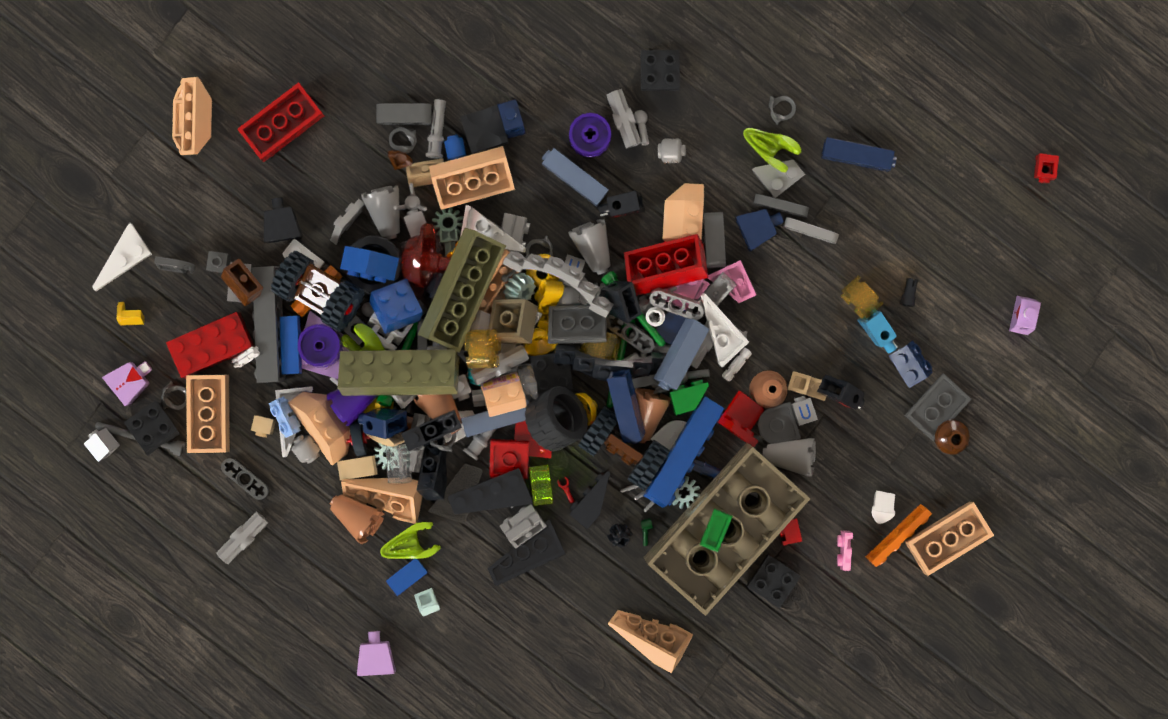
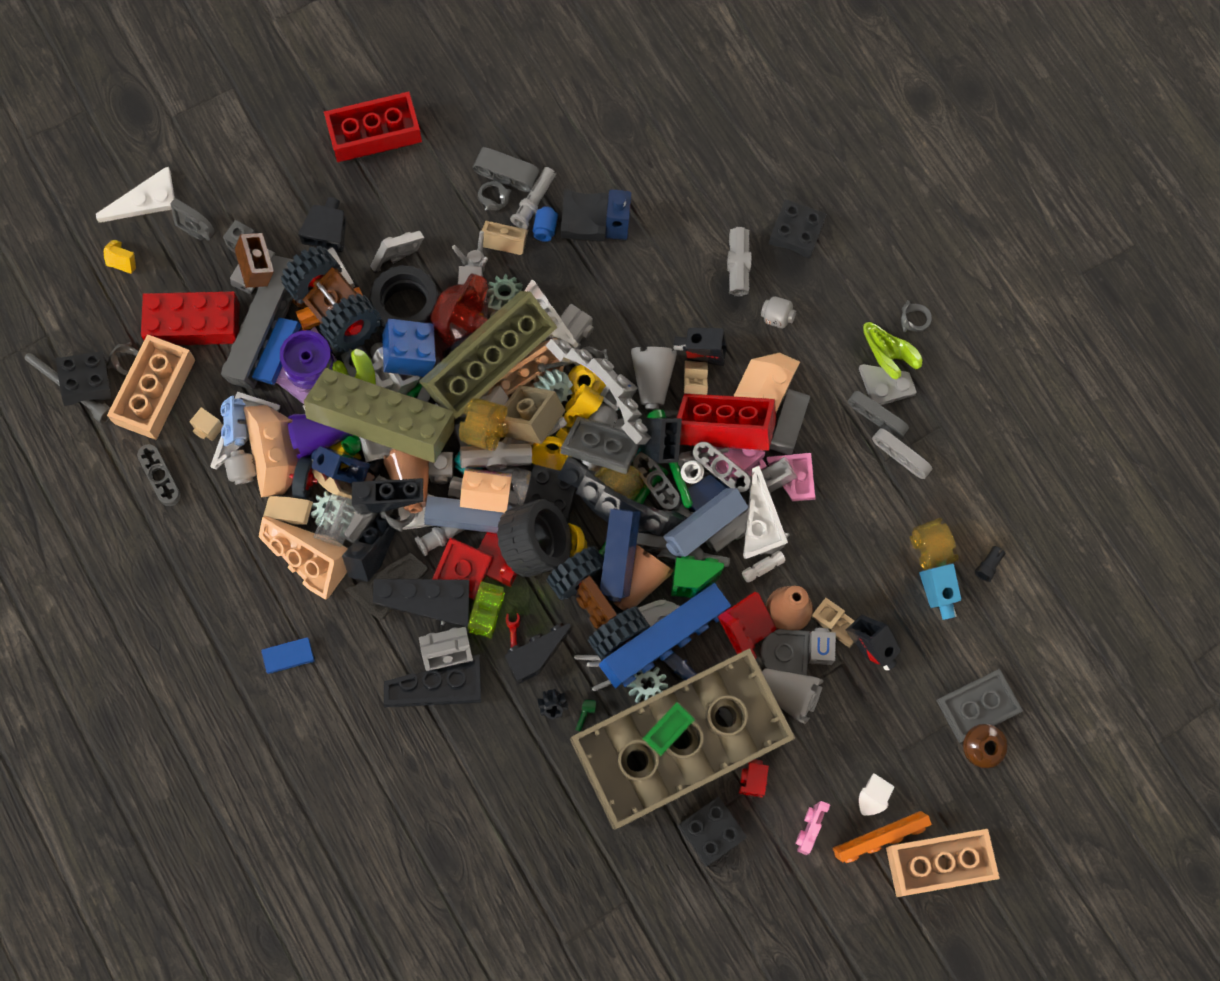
camera: 15 degrees right, 15 degrees down
(101, 444) = (21, 375): brick -> none
(128, 381) = (84, 322): lavender torso -> none
(191, 116) = (284, 86): light nougat wedge -> none
(242, 537) = (123, 537): light grey piece -> none
(246, 357) = (222, 344): white axle -> none
(356, 517) = (262, 565): nougat cone -> none
(369, 264) = (399, 289): blue brick -> none
(375, 657) = (208, 732): lavender torso -> none
(381, 209) = (439, 255): light grey cone -> none
(399, 159) = (481, 211): reddish brown tile -> none
(407, 544) = (305, 617): lime animal -> none
(427, 602) = (297, 695): light aqua slope -> none
(471, 177) = (550, 254): light nougat brick -> none
(574, 176) = (661, 298): sand blue brick -> none
(592, 124) = (696, 262): dark purple wheel -> none
(627, 233) = (695, 377): none -> tan slope
(641, 118) = (757, 270): light grey bar -> none
(656, 641) = (545, 849): light nougat wedge -> none
(758, 227) = (843, 427): dark blue torso -> none
(858, 154) = (984, 394): dark blue brick -> none
(911, 364) = (965, 643): bracket -> none
(1024, 315) = (1119, 635): lavender torso -> none
(1050, 163) = (1197, 482): red brick -> none

